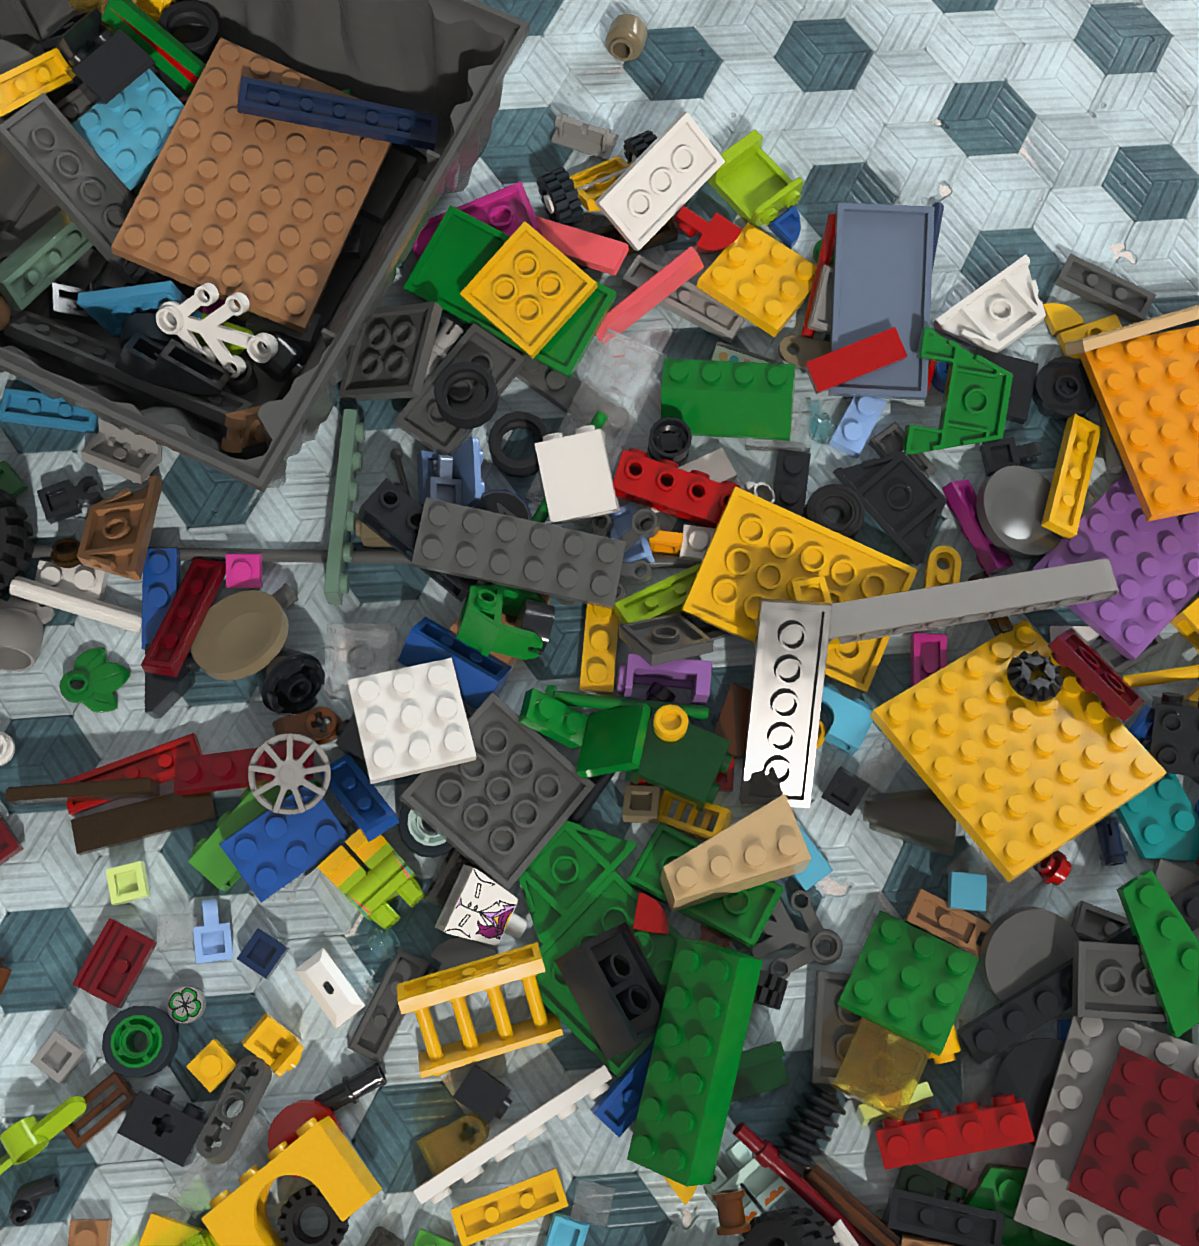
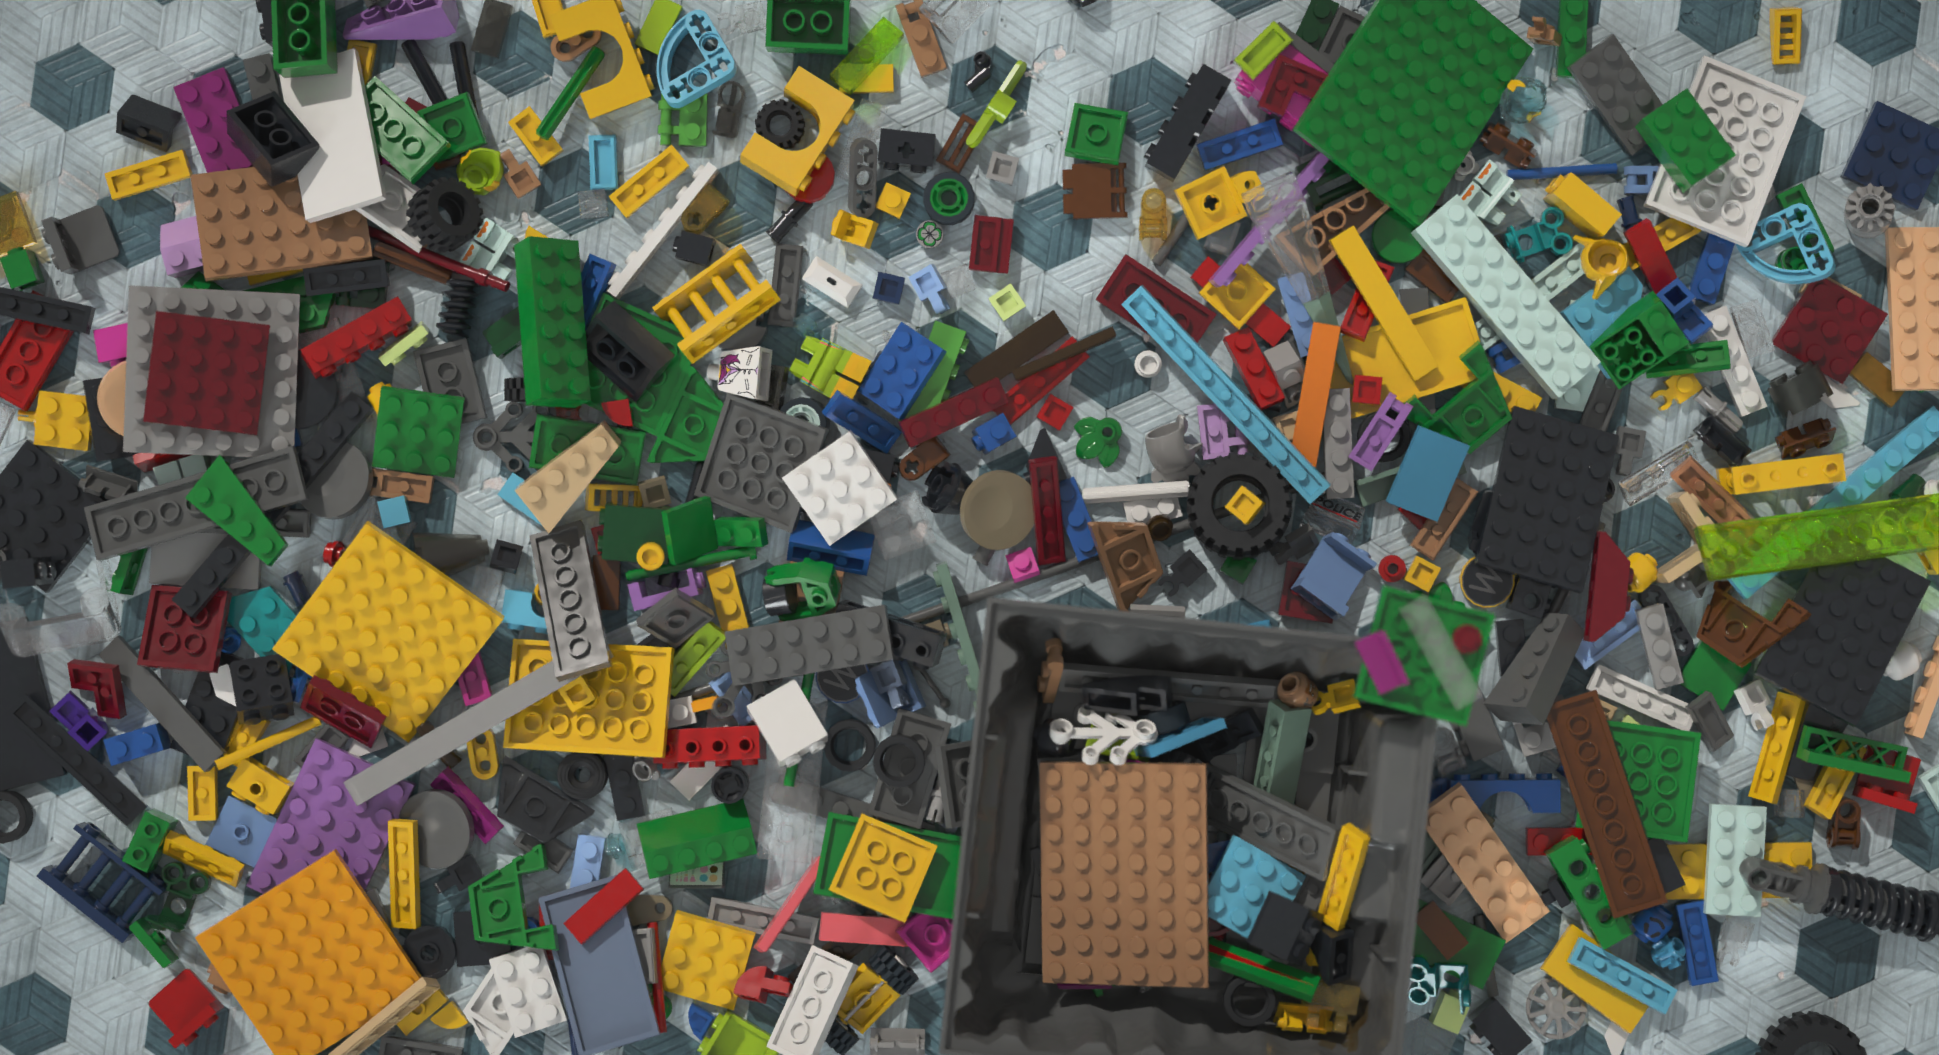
camera: 160 degrees right, 15 degrees up
(131, 732) = (1054, 412): none -> red tile
(212, 728) = (992, 434): none -> blue bracket
(289, 774) = (911, 416): light grey wheel -> none
(337, 113) = (1085, 955): dark blue plate -> none
(730, 1212) = (494, 231): reddish brown bush -> none
(881, 1069) = (419, 362): clear yellow plate -> none
(968, 307) = (528, 990): none -> white plate
(1042, 688) = (401, 686): black gear -> none

